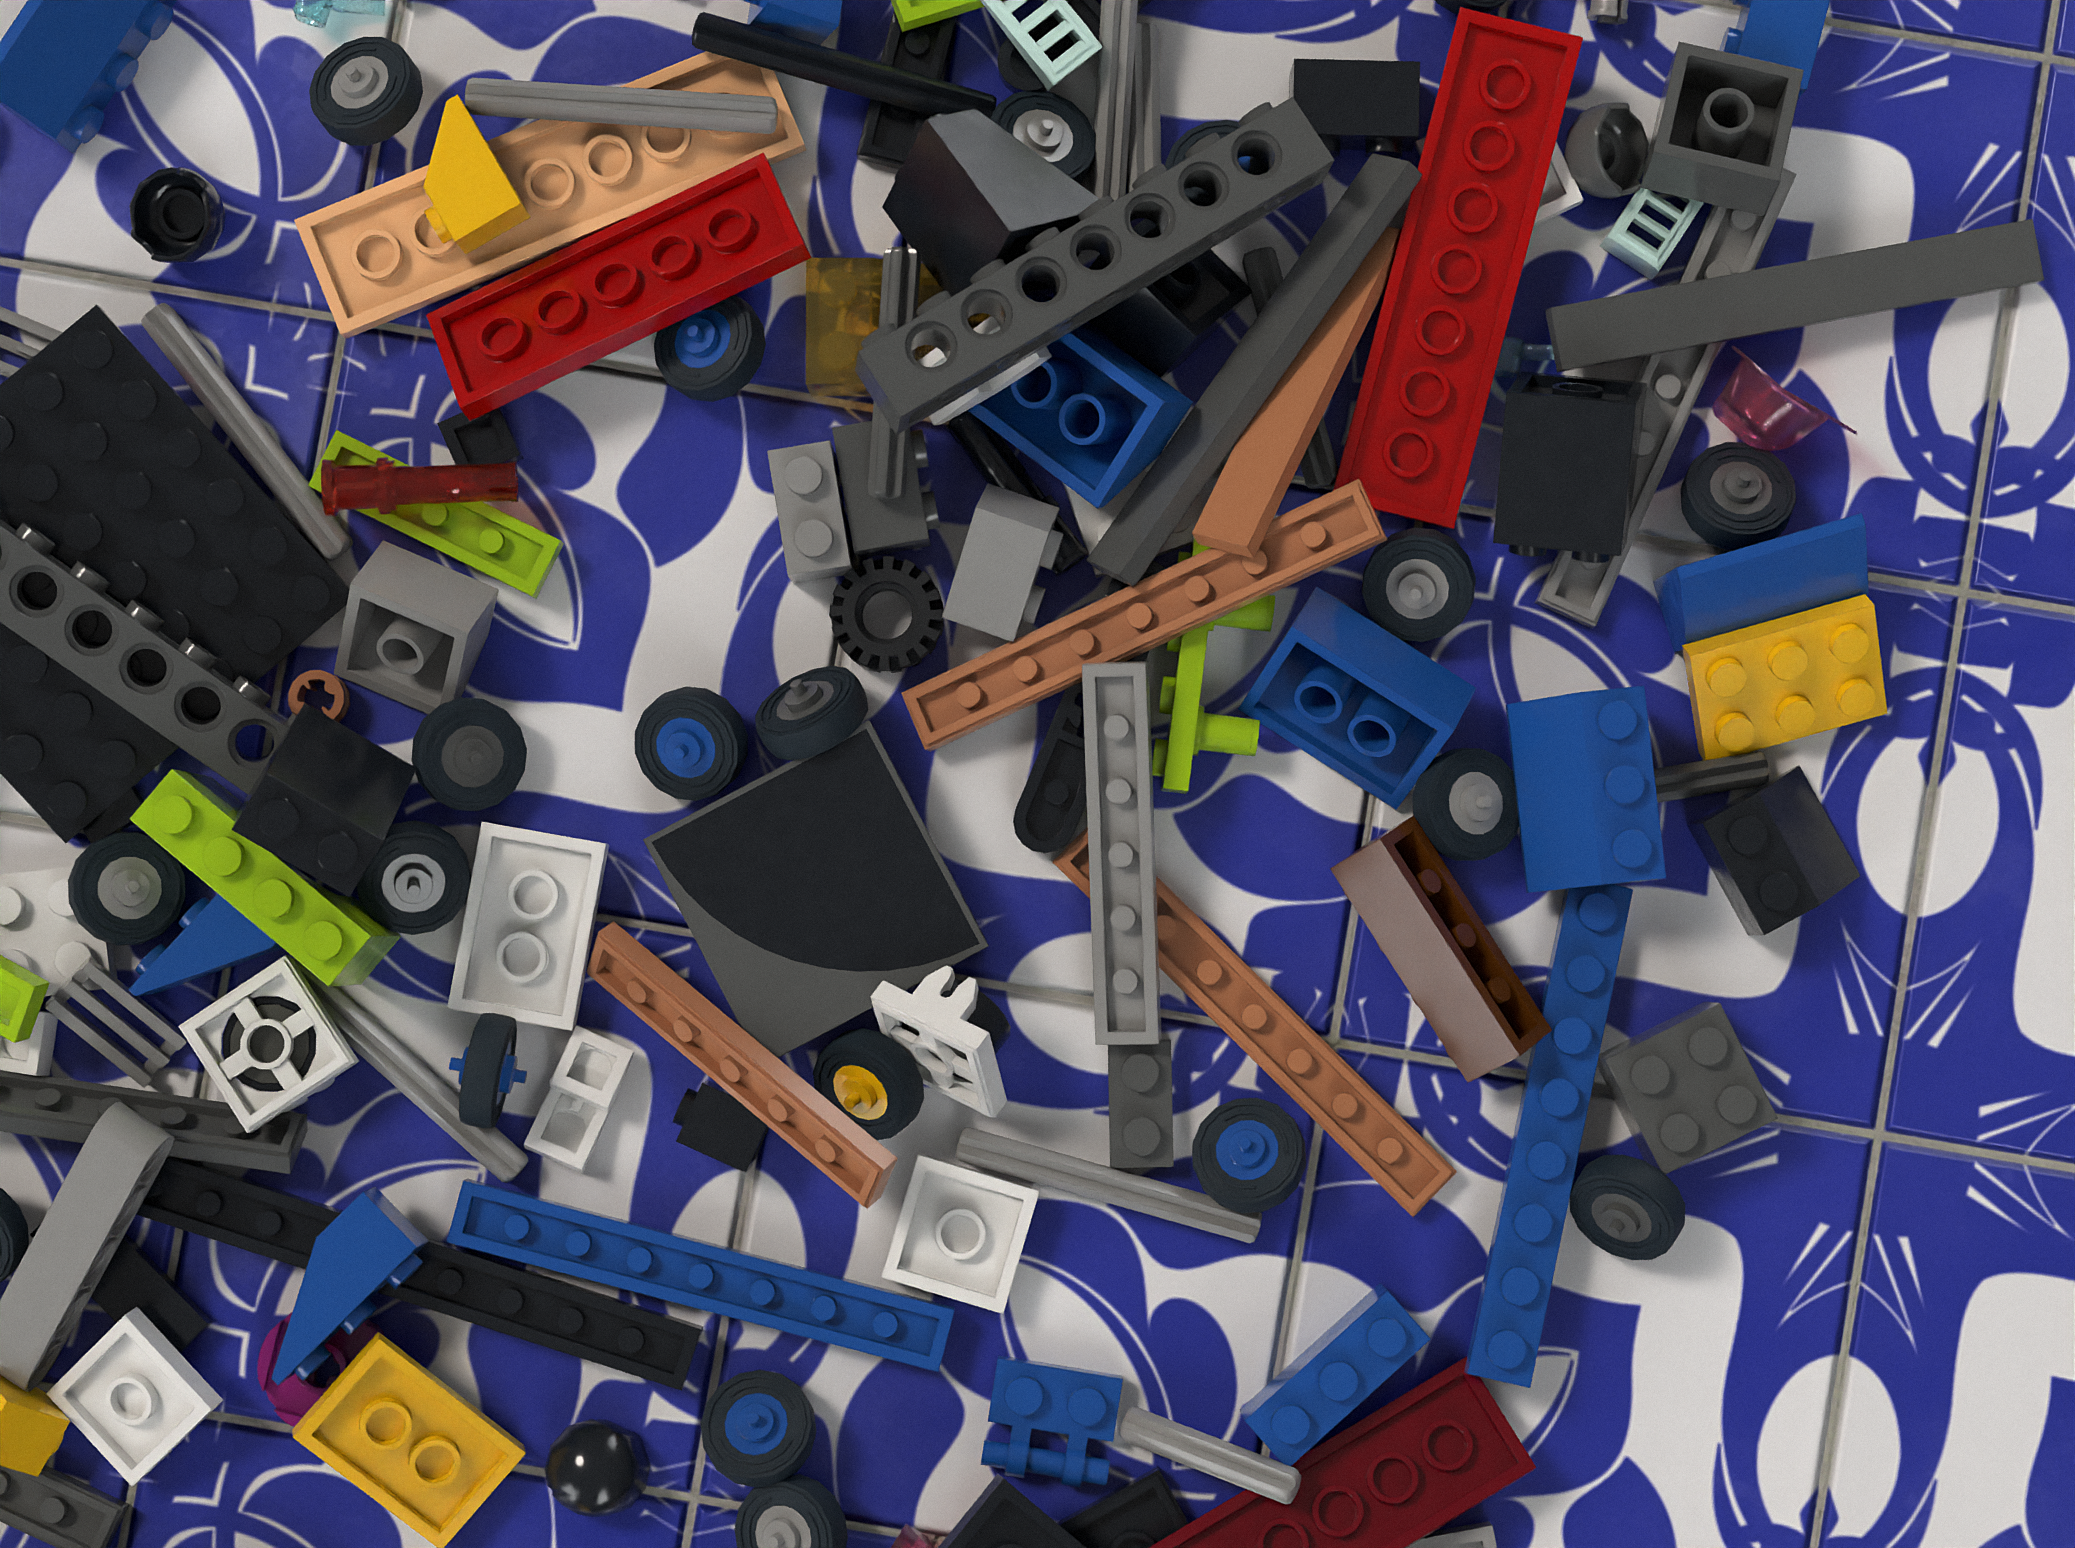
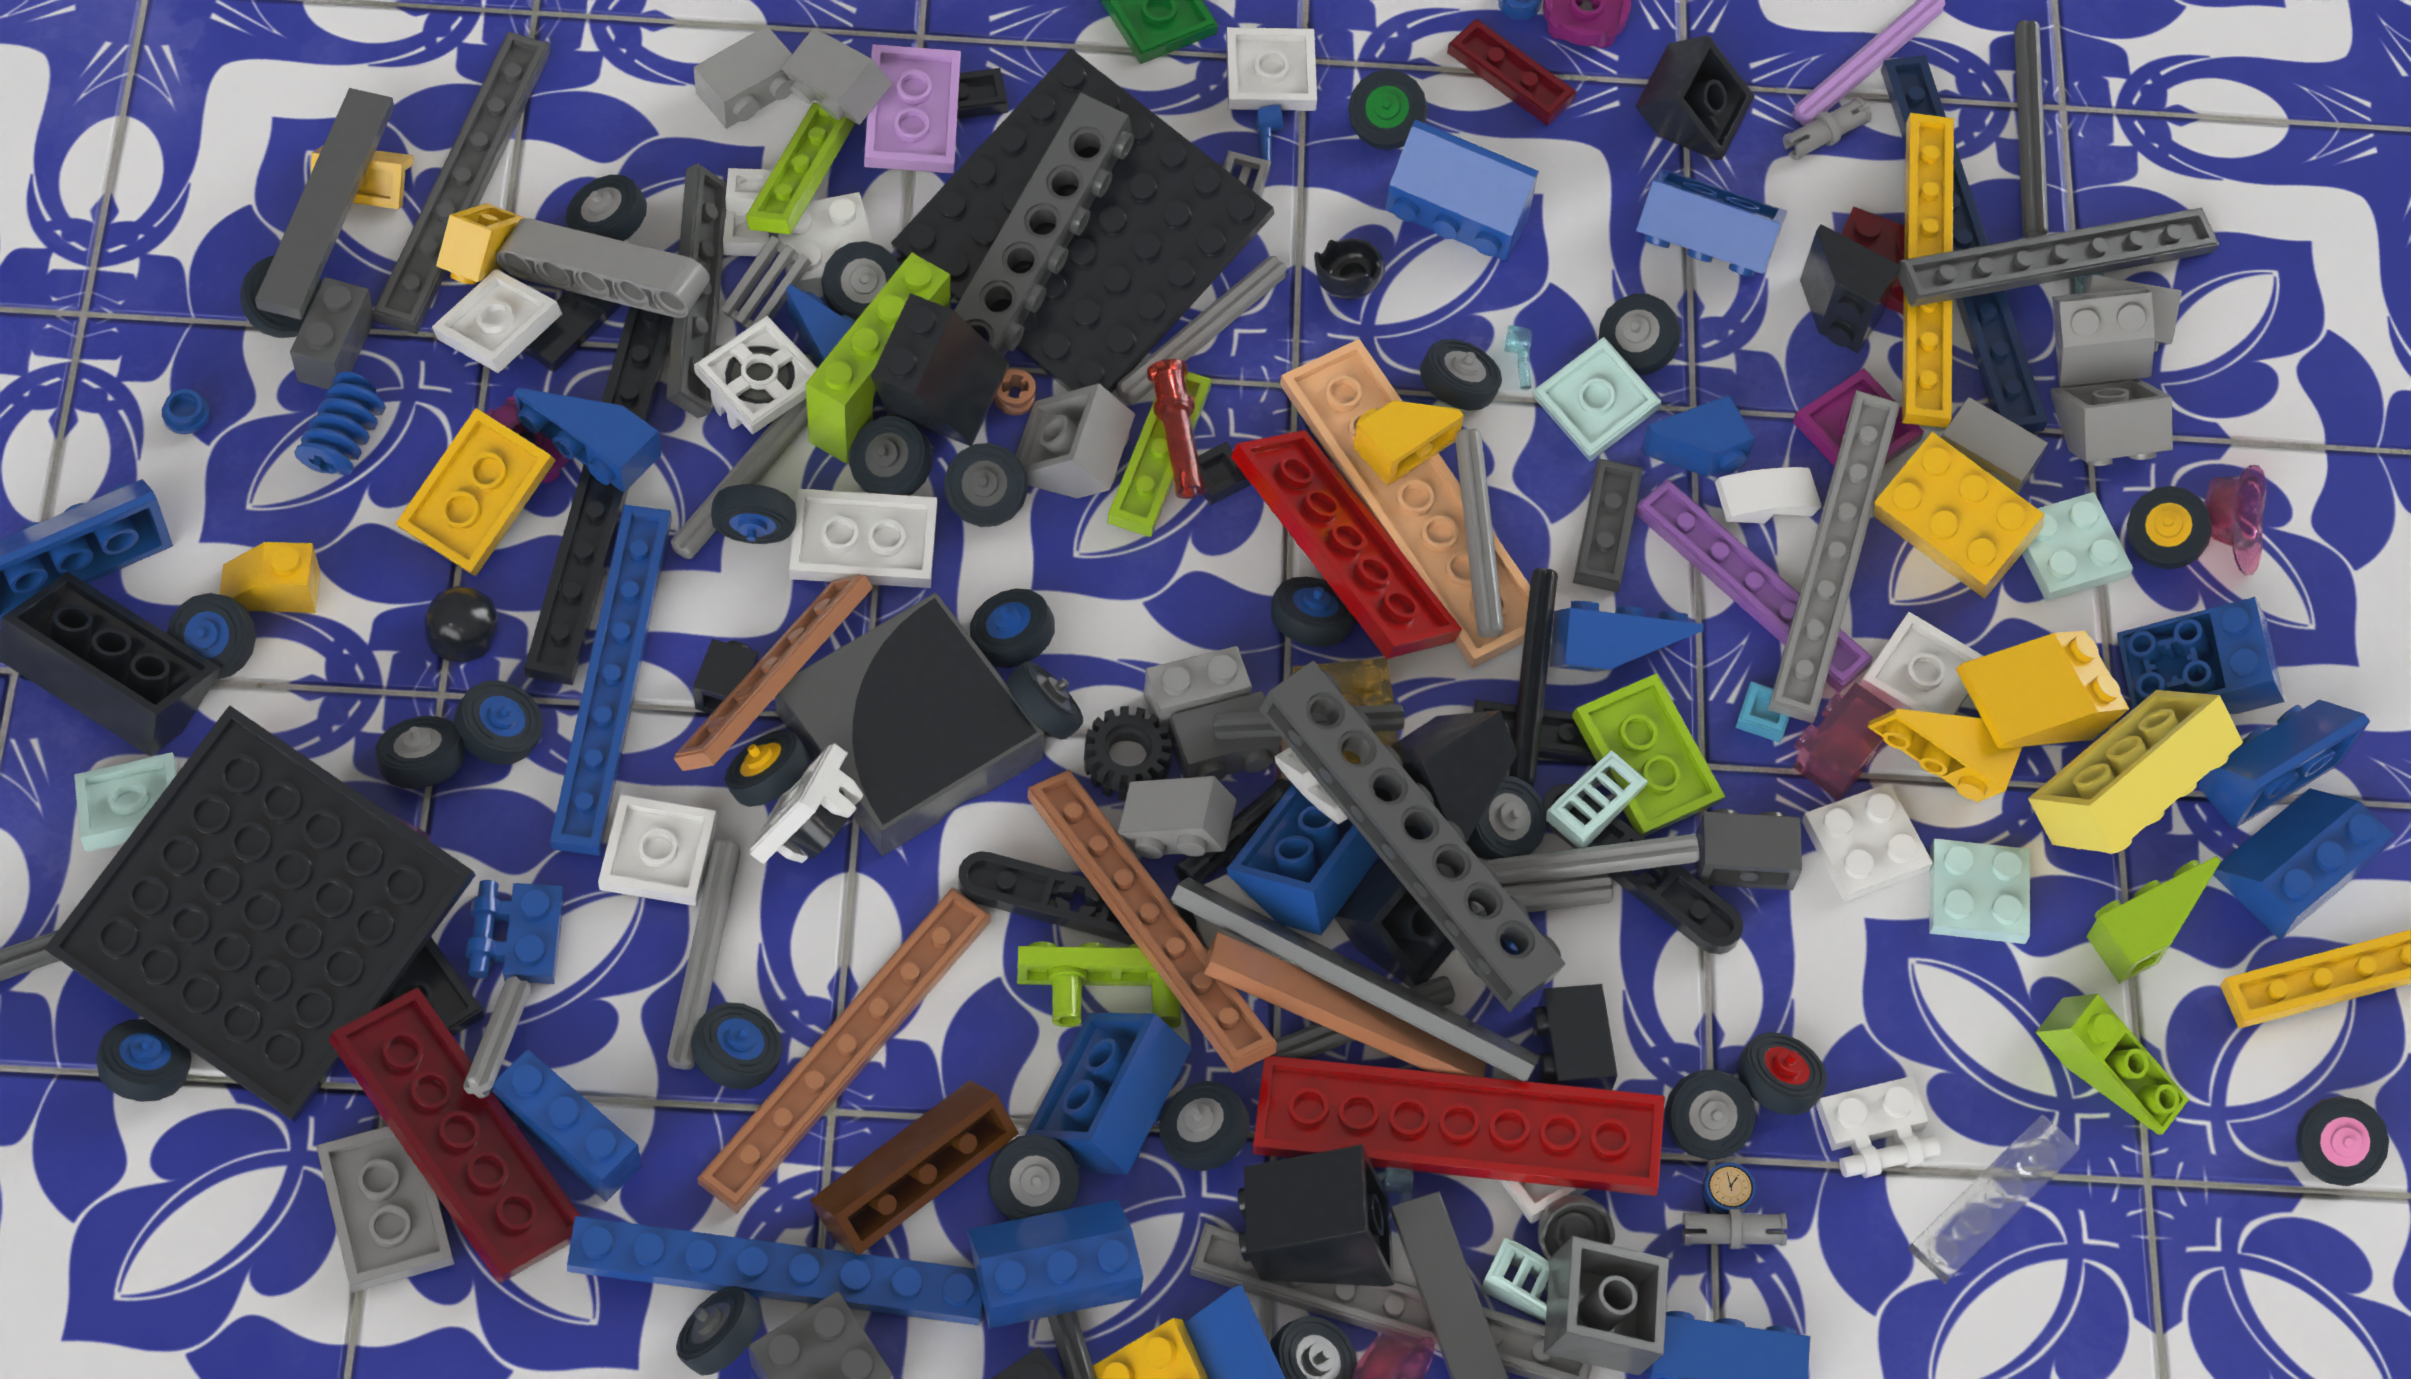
camera: 75 degrees right, 25 degrees down
(579, 1099) = (737, 588): white slope -> none
(1121, 852) = (963, 922): light grey plate -> none
(1140, 1105) = (770, 971): dark grey plate -> none

